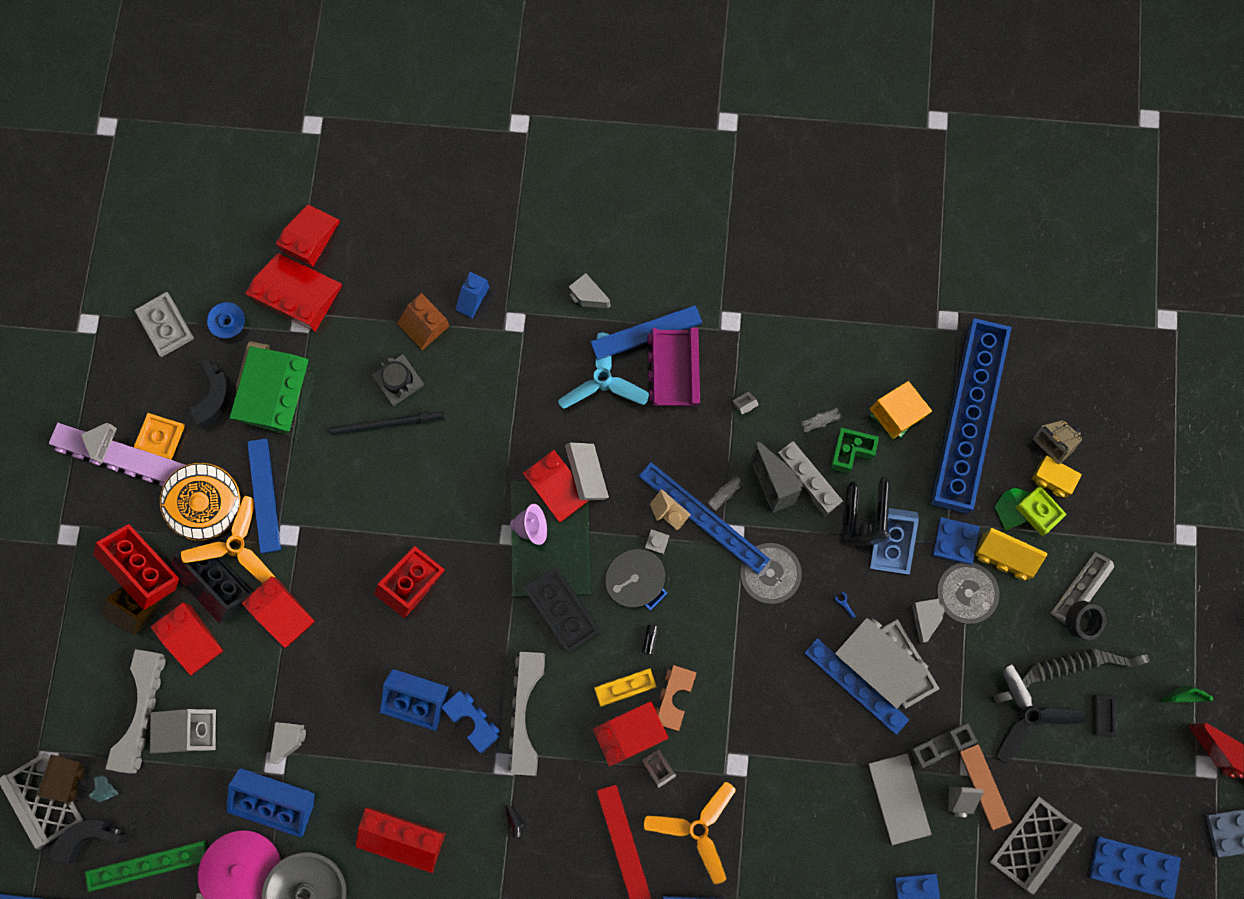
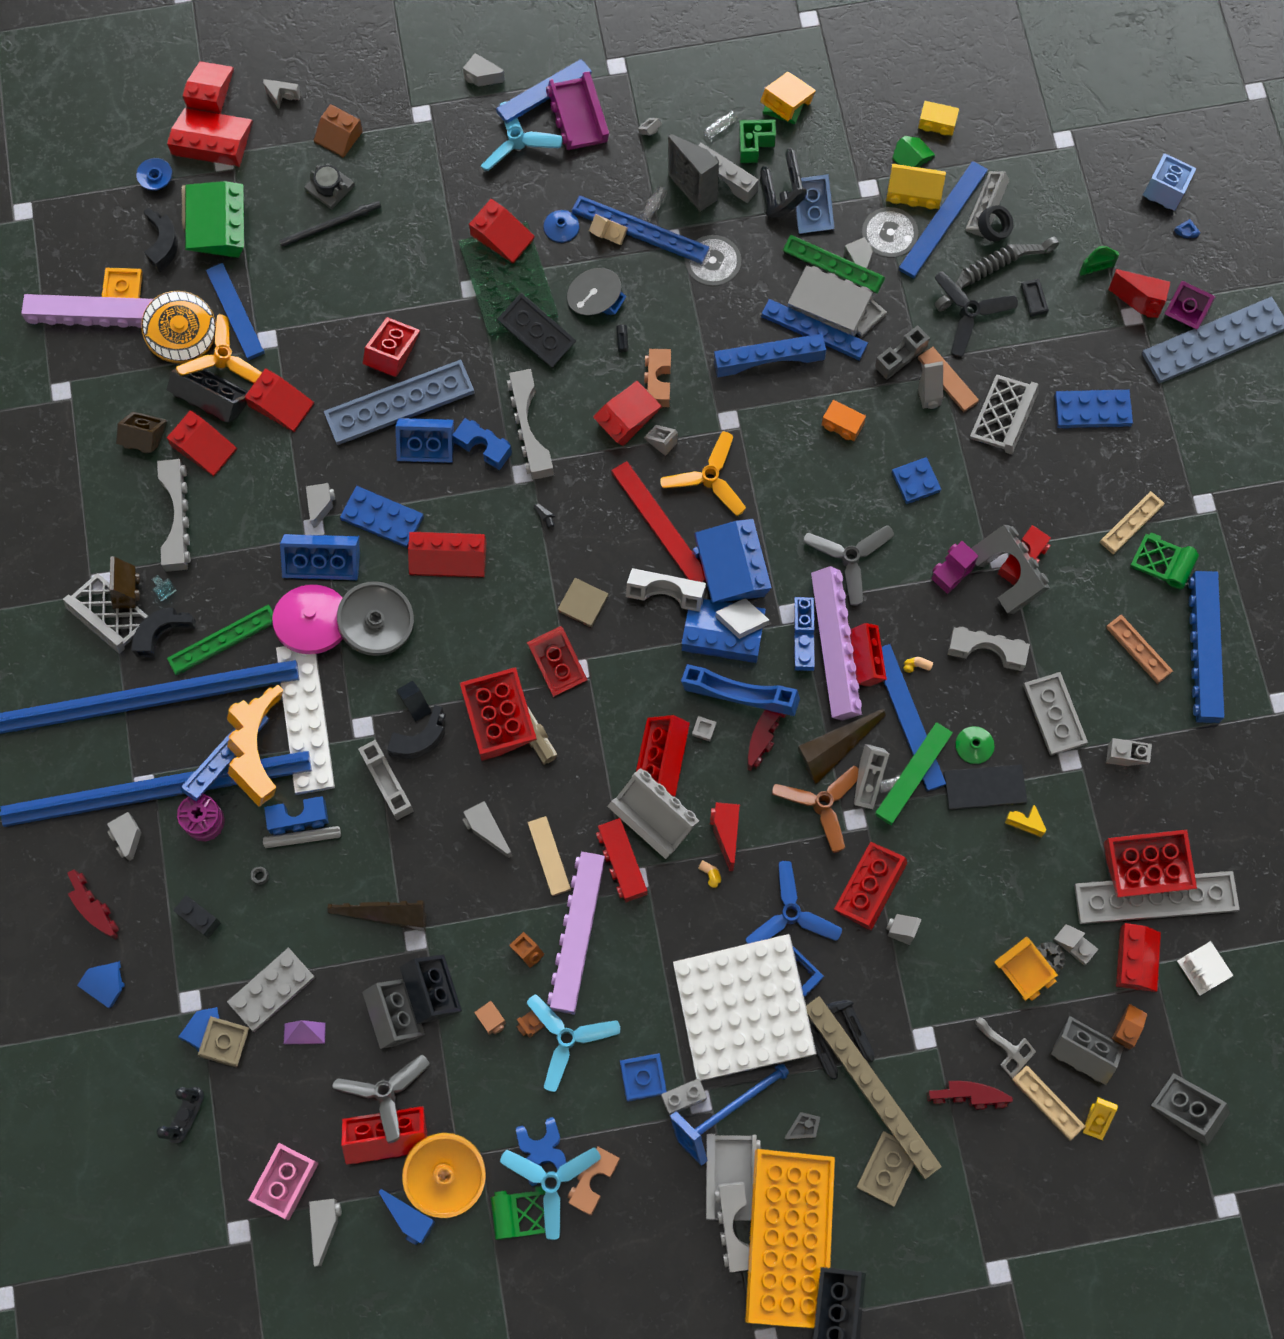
camera: 20 degrees left, 5 degrees down
(98, 441) = (69, 295): light grey slope -> none
(136, 566) = (136, 393): red brick -> none
(164, 324) = (96, 193): light grey tile -> none
(183, 730) = (221, 518): light grey slope -> none
(346, 773) = (381, 516): none -> blue plate
(375, 260) = (279, 90): none -> light grey slope
(399, 648) = (399, 401): none -> sand blue plate
(471, 294) = (376, 98): blue slope -> none
(530, 524) = (486, 266): lavender hat -> none
(586, 471) = (524, 214): light grey tile -> none
(624, 499) = (563, 232): none -> blue dish
(625, 687) = (611, 383): yellow tile -> none
(657, 542) = (605, 259): light grey plate -> none
(800, 706) = (801, 349): none -> blue arch
(845, 605) = (782, 266): blue hand -> none
(858, 806) = (843, 420): none -> orange brick
(897, 620) = (833, 264): none -> green tile
(899, 799) = (881, 411): light grey tile -> none
(956, 541) = (867, 192): blue plate -> none
(971, 416) = (850, 87): blue brick -> none
(1029, 595) = (943, 219): none -> blue tile
(1041, 510) = (933, 147): lime tile -> none
(1058, 440) = (930, 86): dark tan torso -> none

